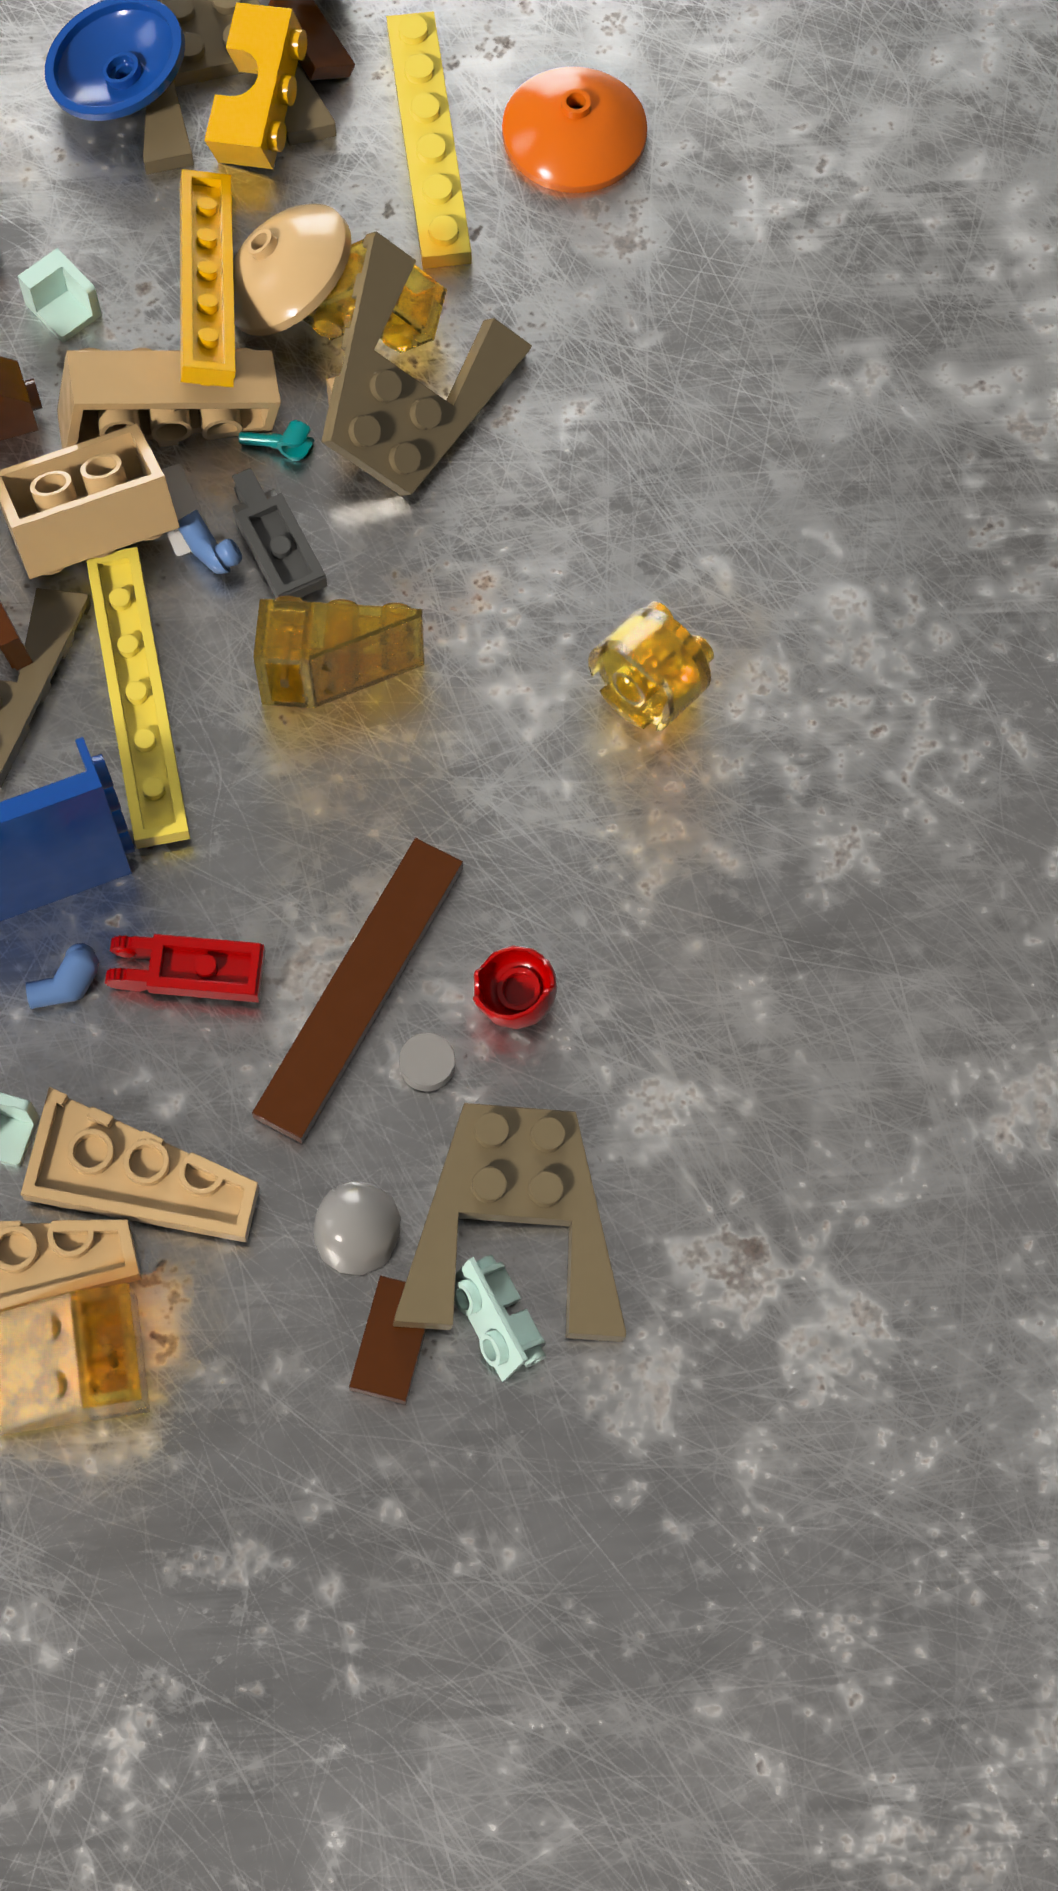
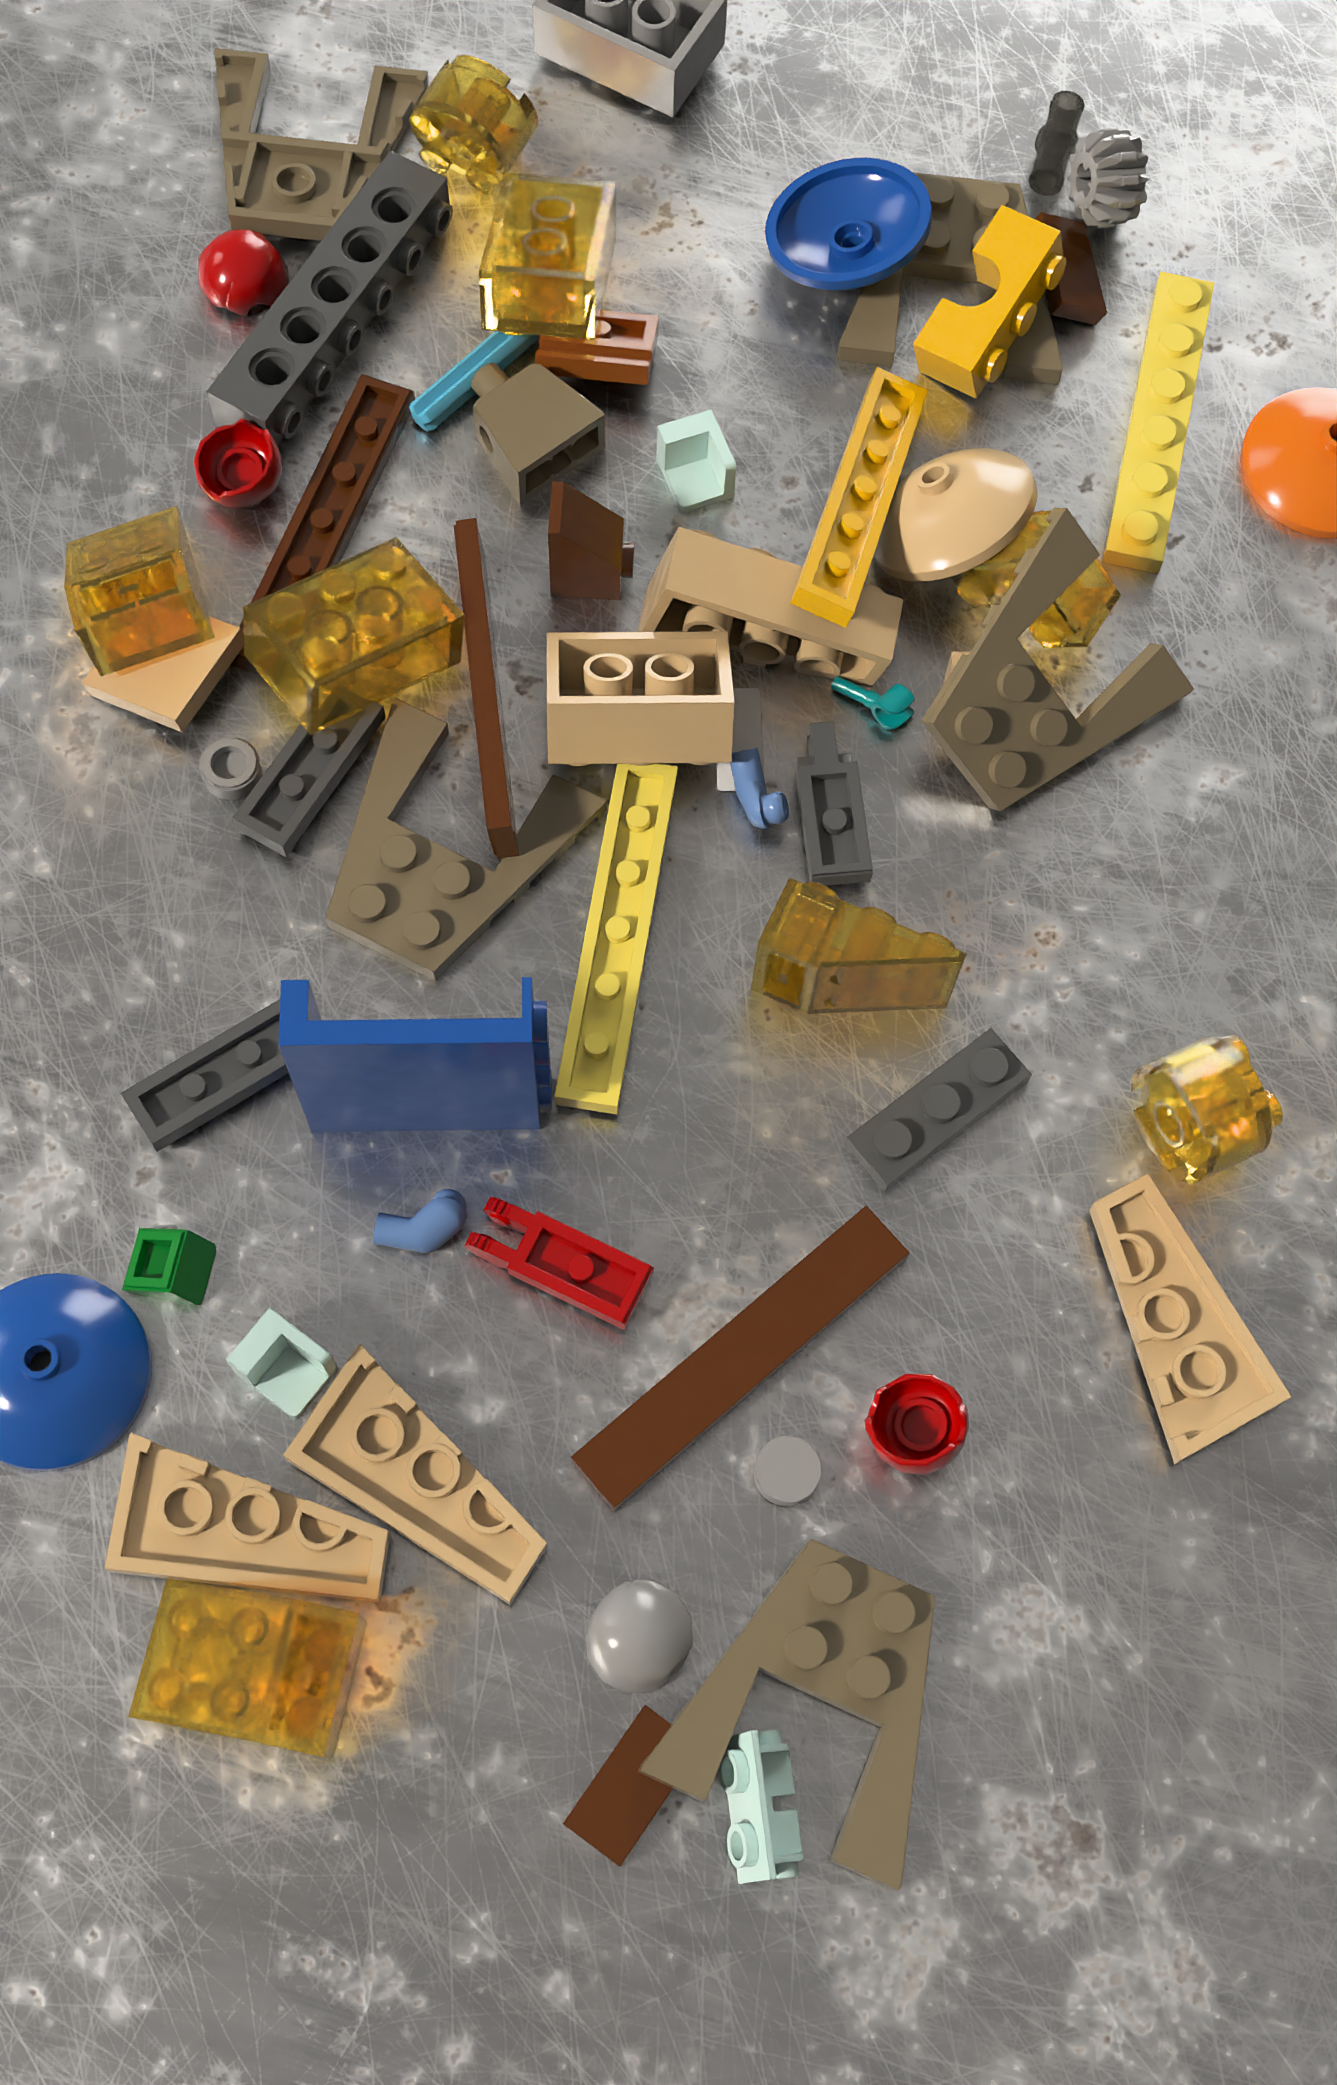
camera: 20 degrees right, 0 degrees up
(445, 745) = (937, 1109): none -> dark grey plate
(700, 845) = (1186, 1332): none -> tan wing

